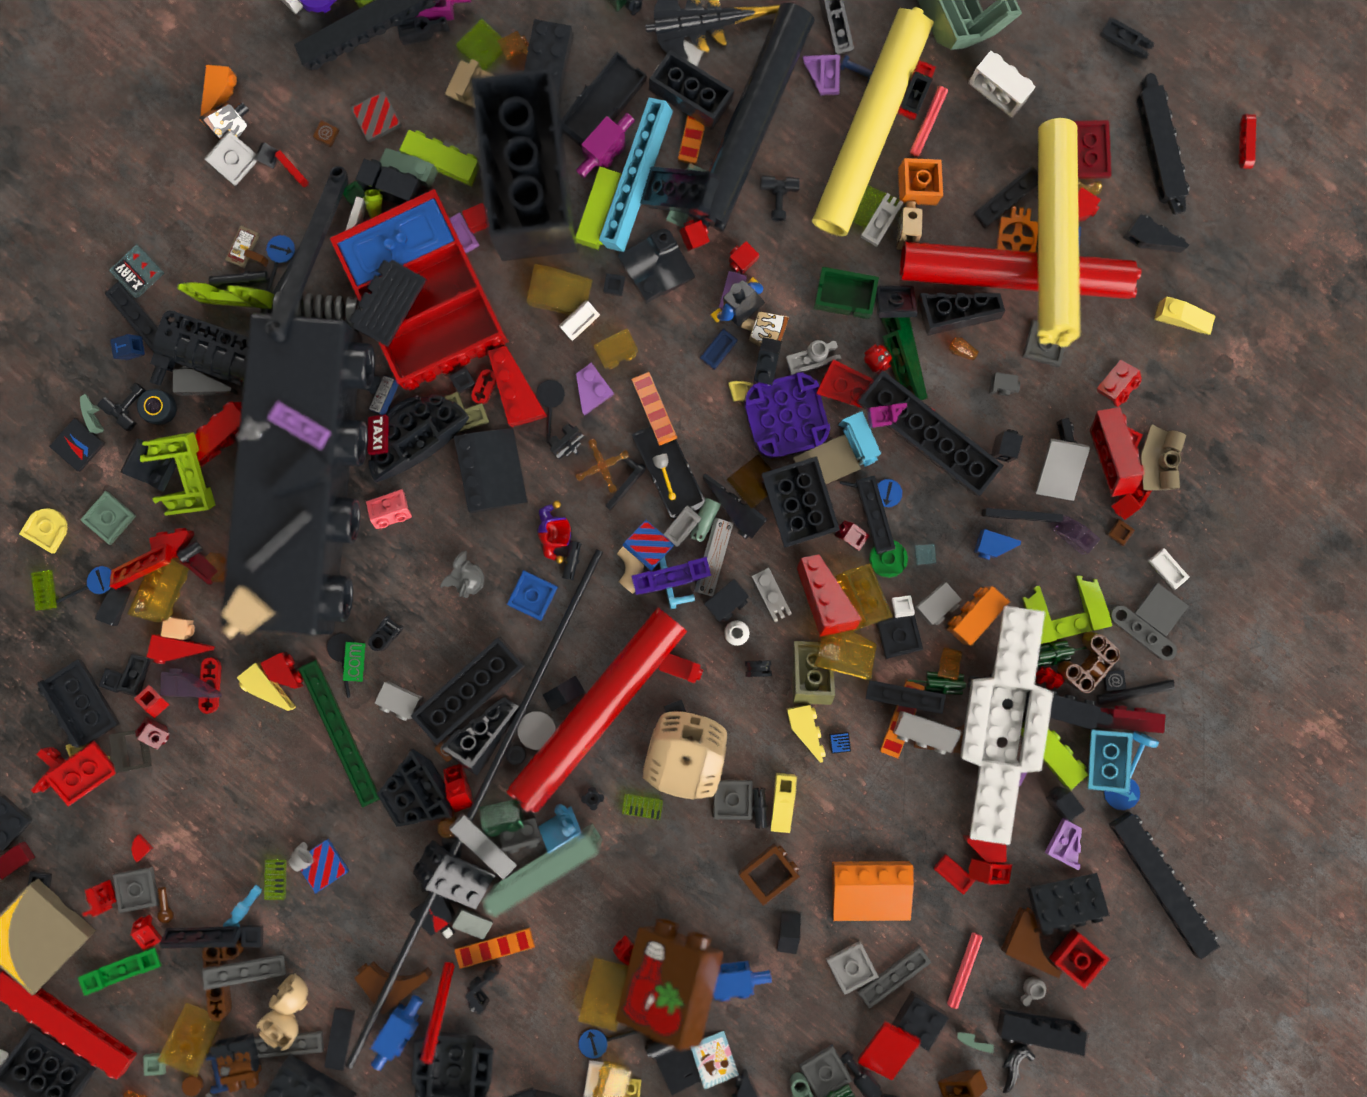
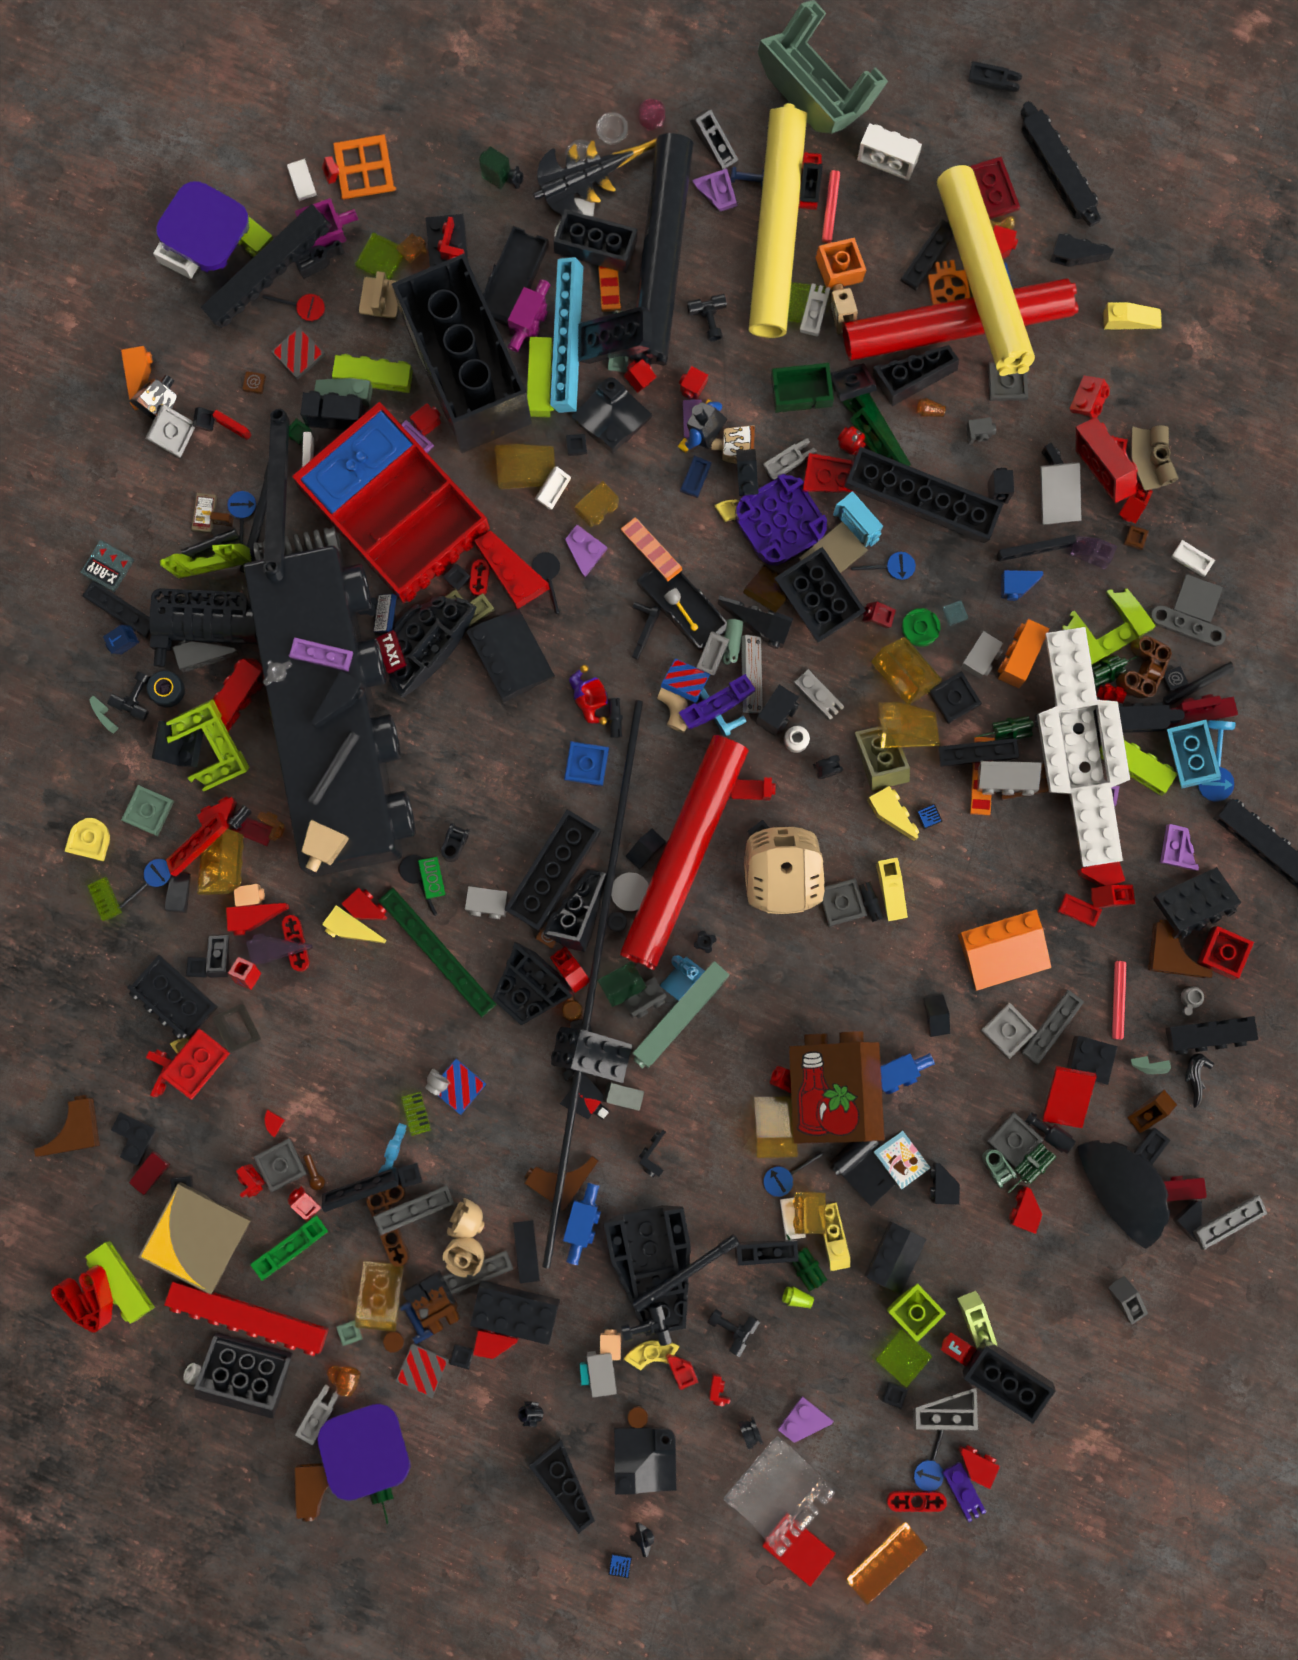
camera: 15 degrees left, 5 degrees down
(77, 445) = (96, 749): black tile -> none
(152, 733) = (254, 1004): brick -> none
(373, 202) = (321, 433): lime cone -> none
(388, 303) = (367, 519): black hinge -> none
(388, 509) = (422, 721): coral bracket -> none
(400, 74) = (309, 307): none -> red piece
(437, 1013) = (617, 1190): red axle -> none
(466, 576) = (518, 761): dark grey helmet -> none
(482, 846) = (612, 1016): tile -> none
(494, 948) = (653, 1116): tile -> none
(541, 52) = (446, 251): none -> red bracket
(568, 443) = (577, 608): black hips -> none
(602, 465) = (617, 619): clear orange piece -> none
(642, 806) = (756, 935): clear neon green tile -> none
(754, 887) = (888, 978): reddish brown window -> none
(819, 350) = (793, 448): light grey piece -> none
(826, 599) = (873, 678): wedge -> none
(875, 515) = (895, 588): black tile -> none
(884, 415) = (875, 488): magenta slope -> none
(903, 606) = (949, 668): white tile -> none
(949, 663) = (1011, 708): clear orange bracket -> none
(1065, 803) = (1163, 807): black brick -> none
(1247, 146) = (1138, 138): red beam -> none

